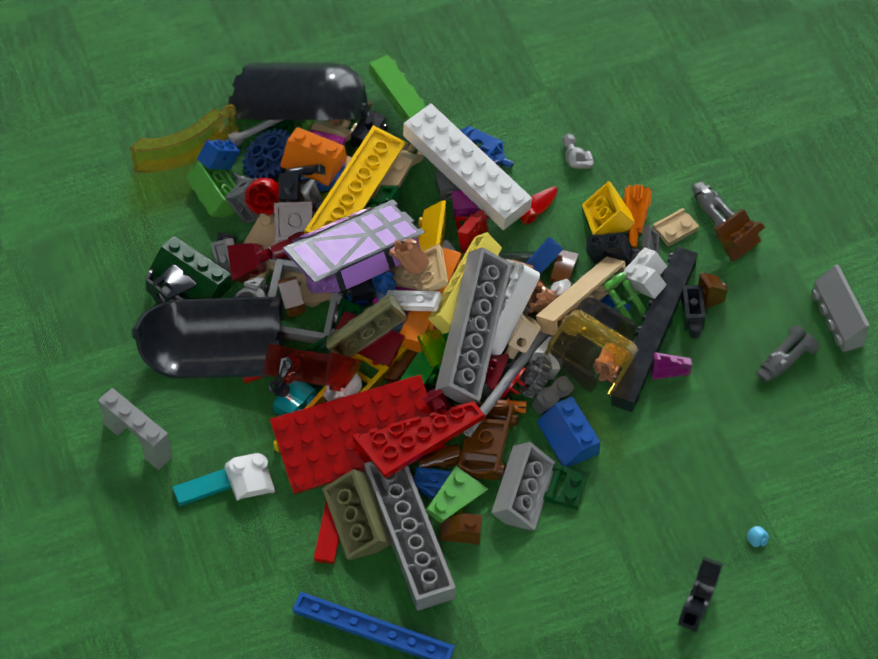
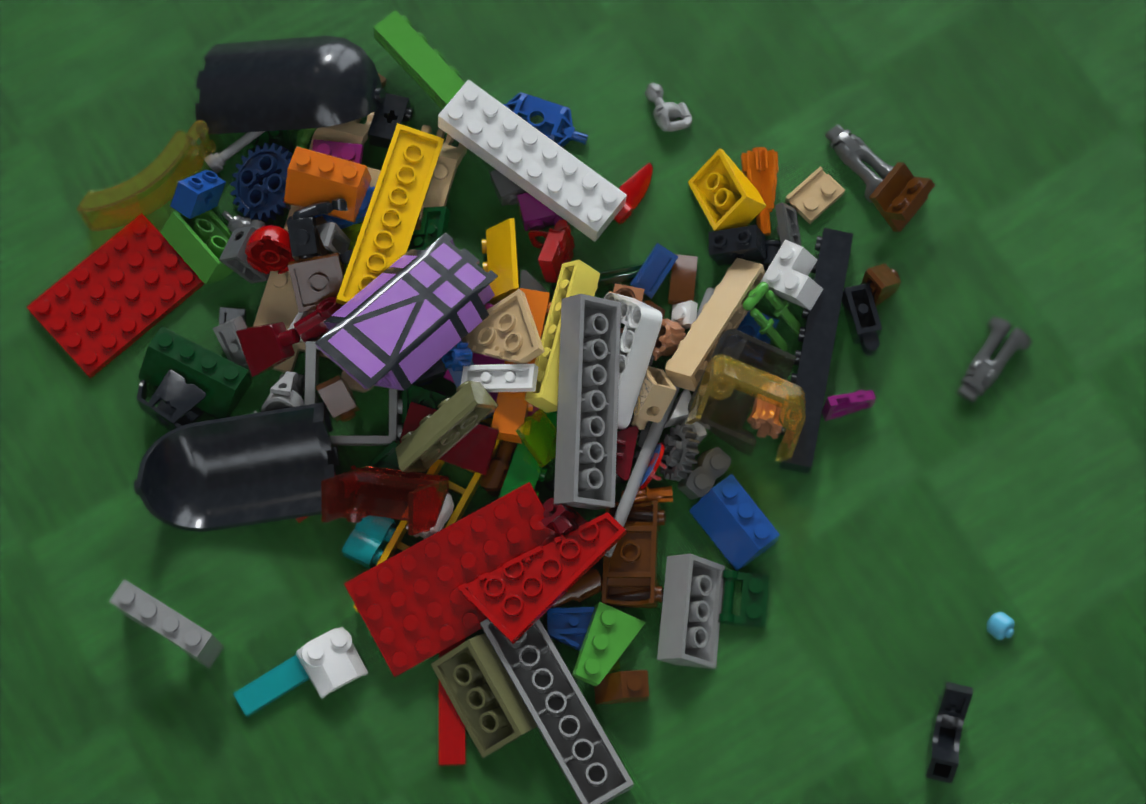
camera: 10 degrees left, 15 degrees up
(144, 215) = (115, 295): none -> red plate
(281, 388) = (348, 531): black piece -> none
(409, 256) = (484, 318): nougat piece -> none
(840, 309) = (1050, 284): light grey slope -> none

